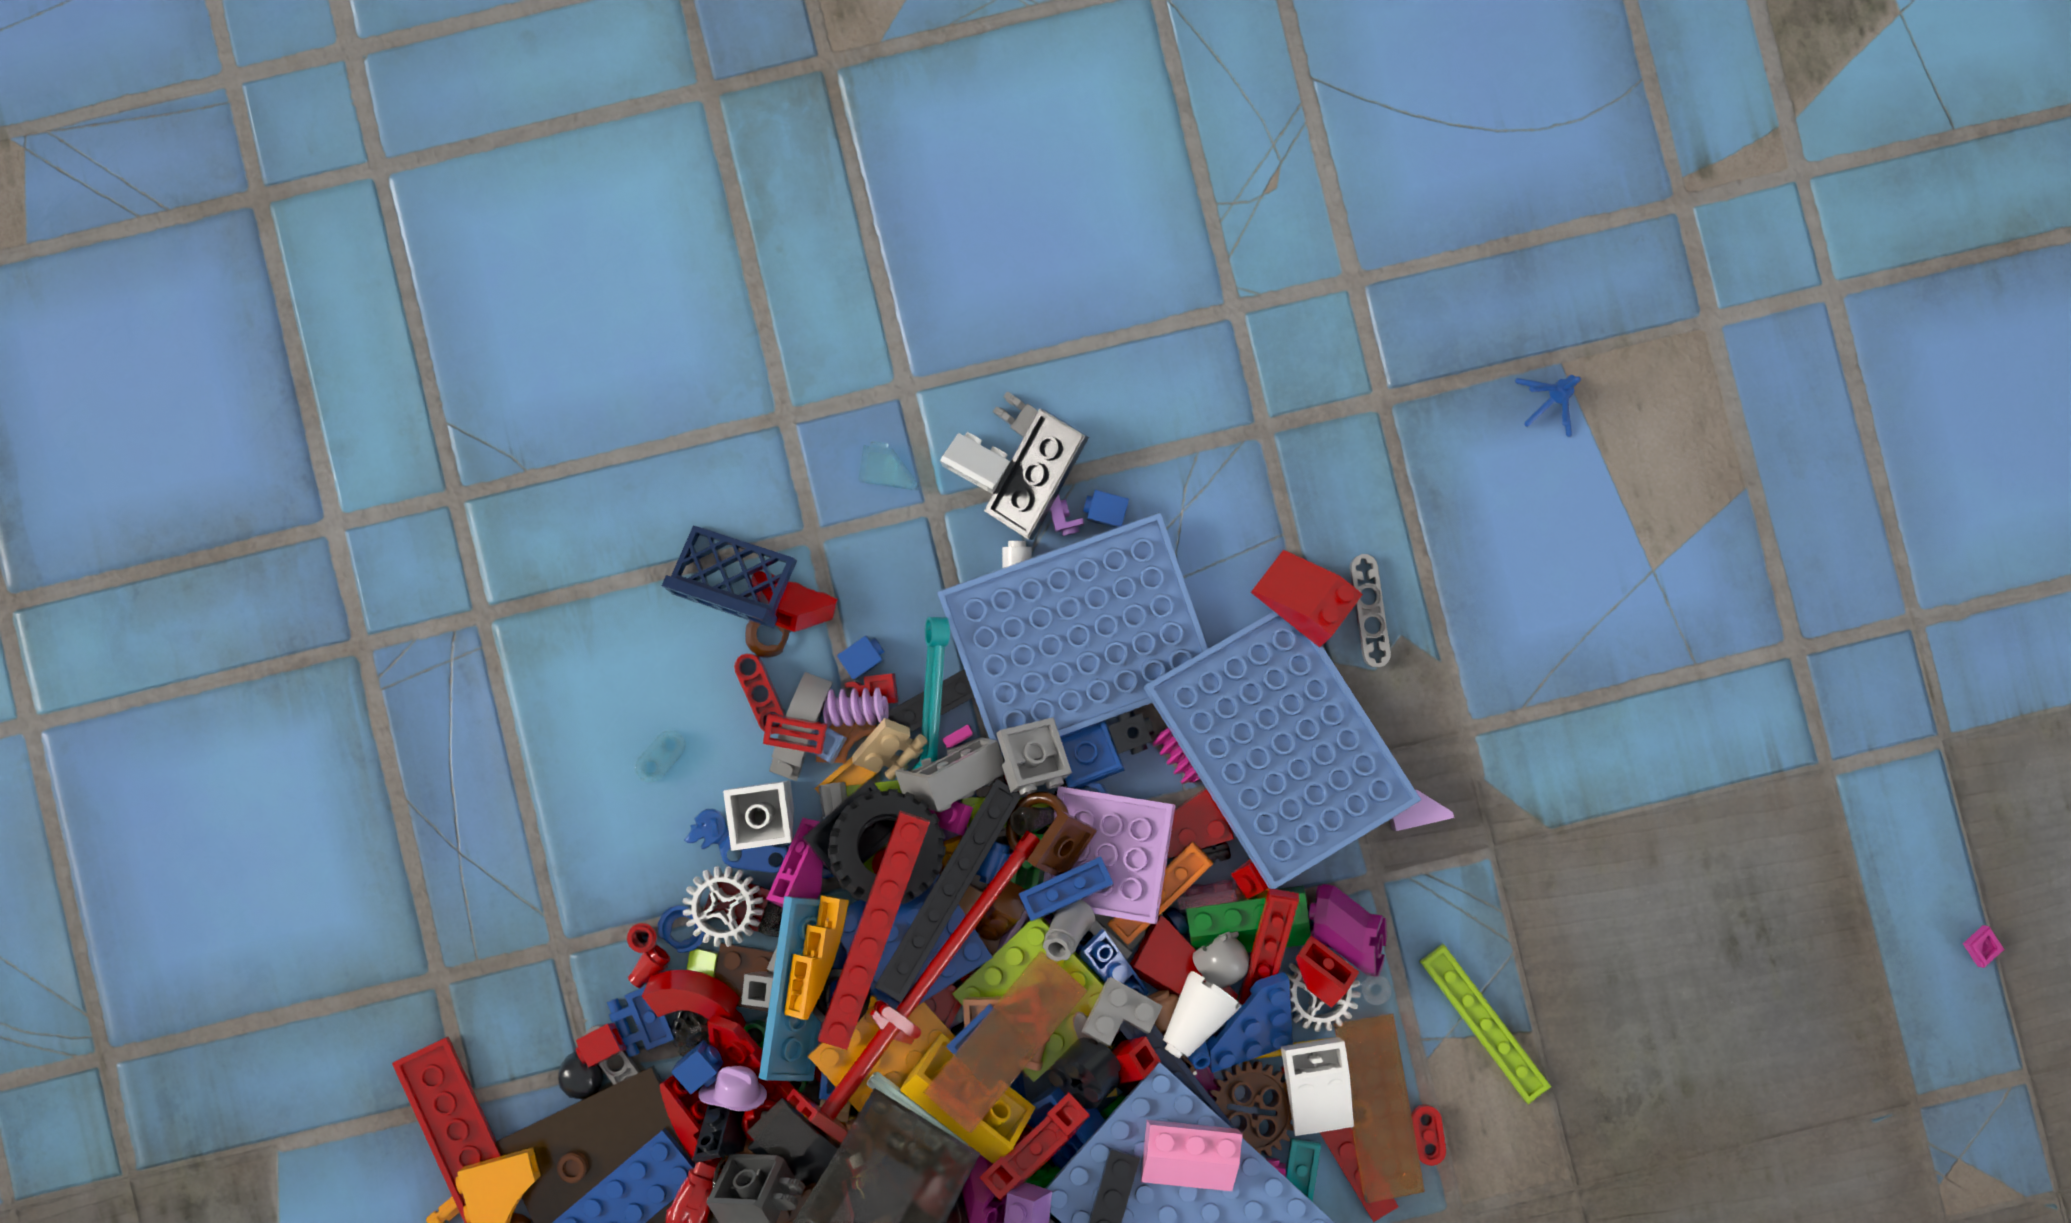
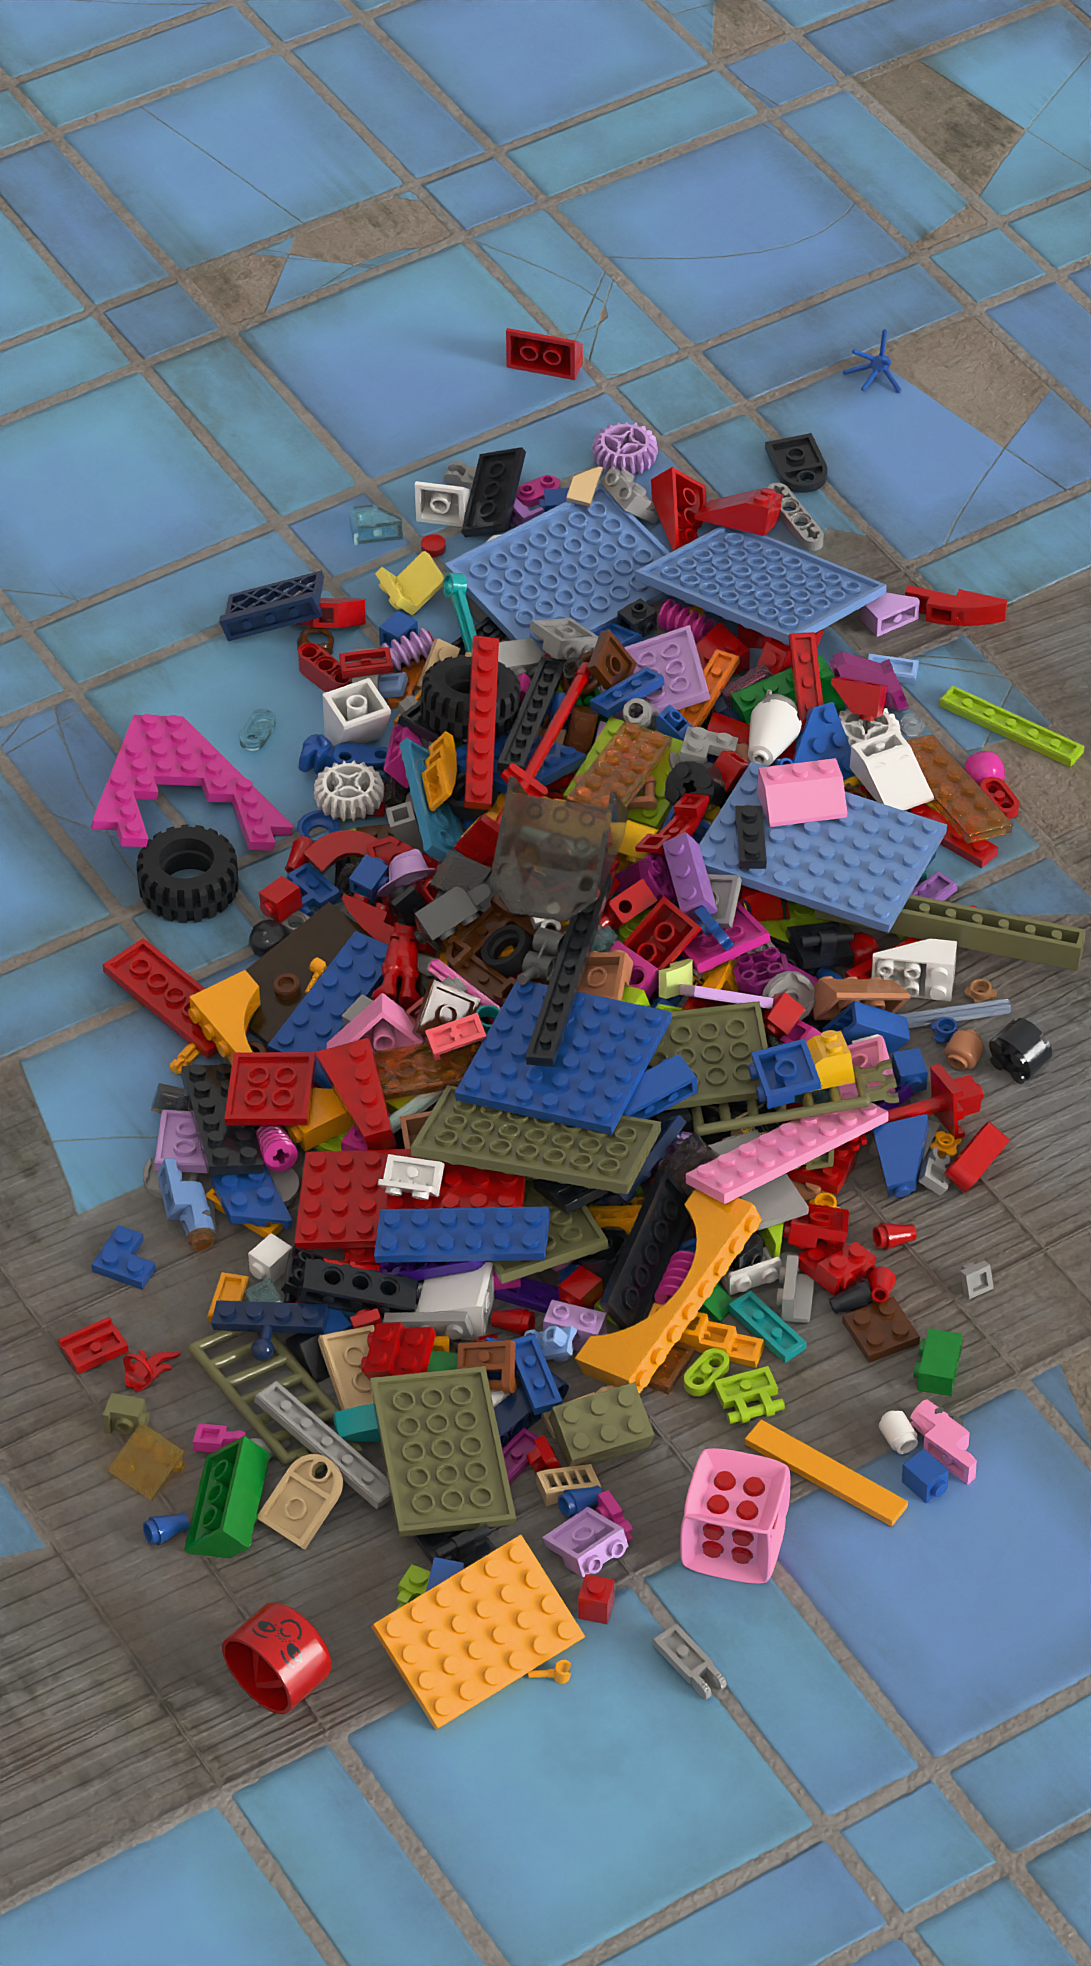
camera: 15 degrees left, 40 degrees down
(478, 976) = (187, 897): none -> black tyre
(543, 775) = (175, 753): none -> dark pink wing
(611, 1162) = (317, 966): none -> light orange hand
(636, 941) = (288, 829): red cone -> none
(896, 590) = (413, 585): none -> light yellow bracket
(946, 520) = (434, 545): none -> red tile
(1094, 468) = (533, 490): none -> dark pink plate
(1136, 522) = (584, 487): none -> tan slope
(1176, 243) = (543, 354): none -> red slope
(1188, 535) = (629, 494): none -> light grey plate
(1224, 448) = (625, 448): none -> lavender gear
(1239, 559) = (676, 502): none -> red wedge
(1388, 890) = (905, 669): none -> light blue tile
(1405, 524) = (797, 460): none -> black plate
(1429, 1083) = (984, 765): none -> dark pink hair
(1502, 832) = (961, 609): none -> red slope

